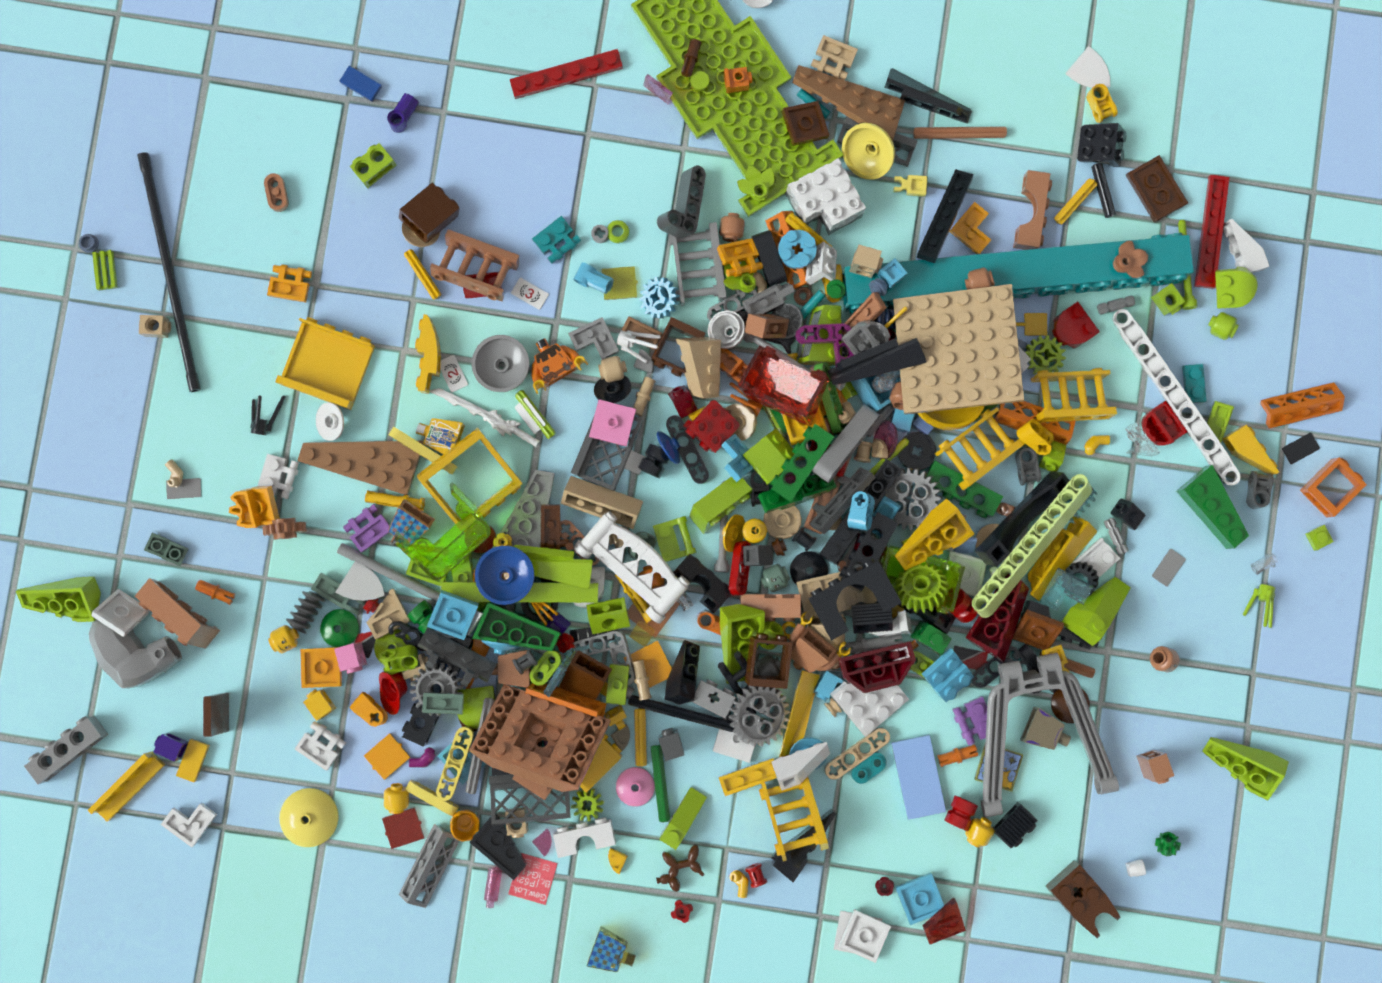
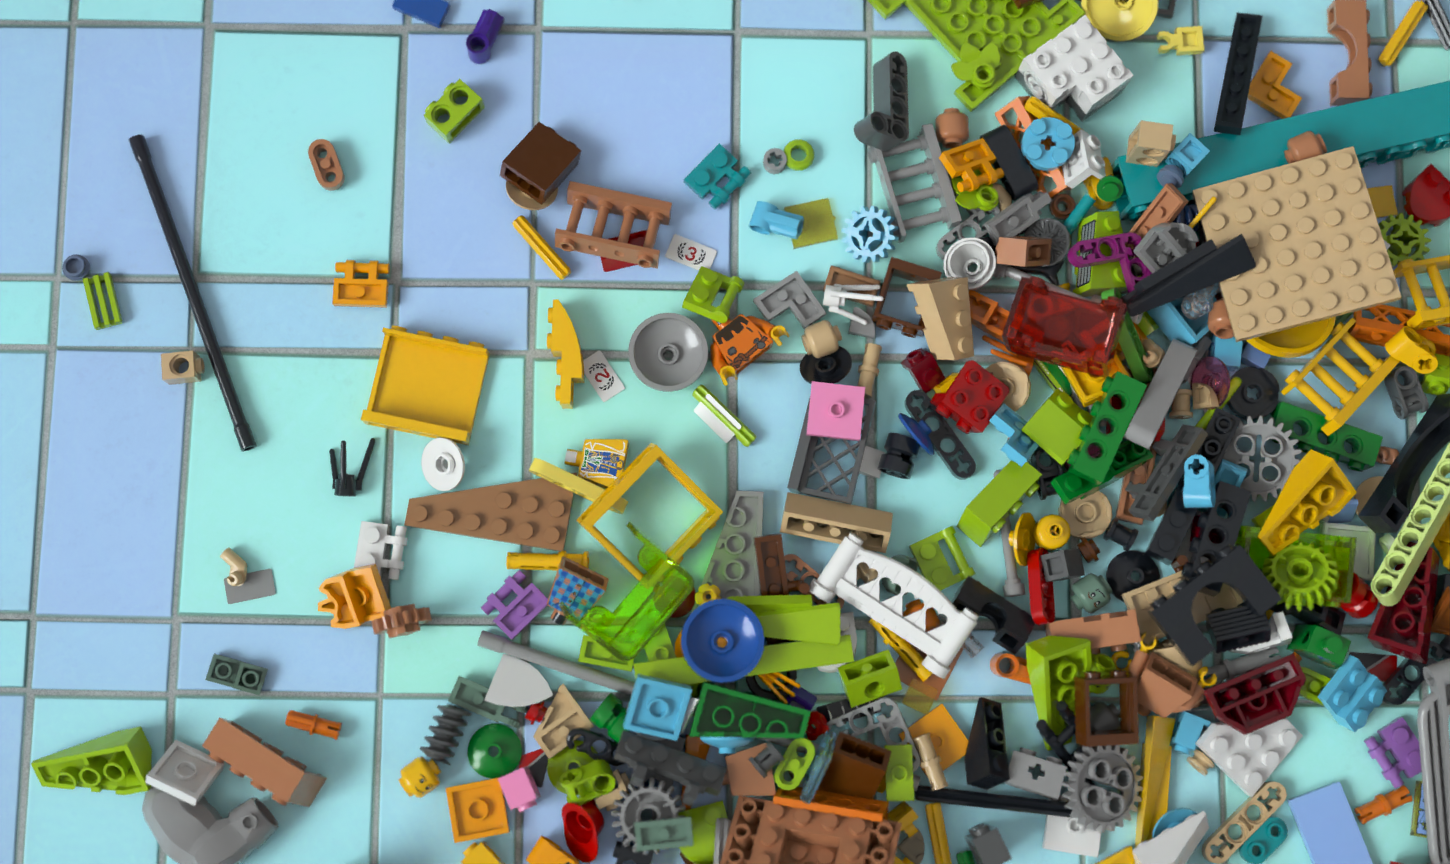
camera: 10 degrees left, 5 degrees down
(492, 417) = (664, 427): white sword -> none
(533, 323) = (704, 291): none -> lime plate

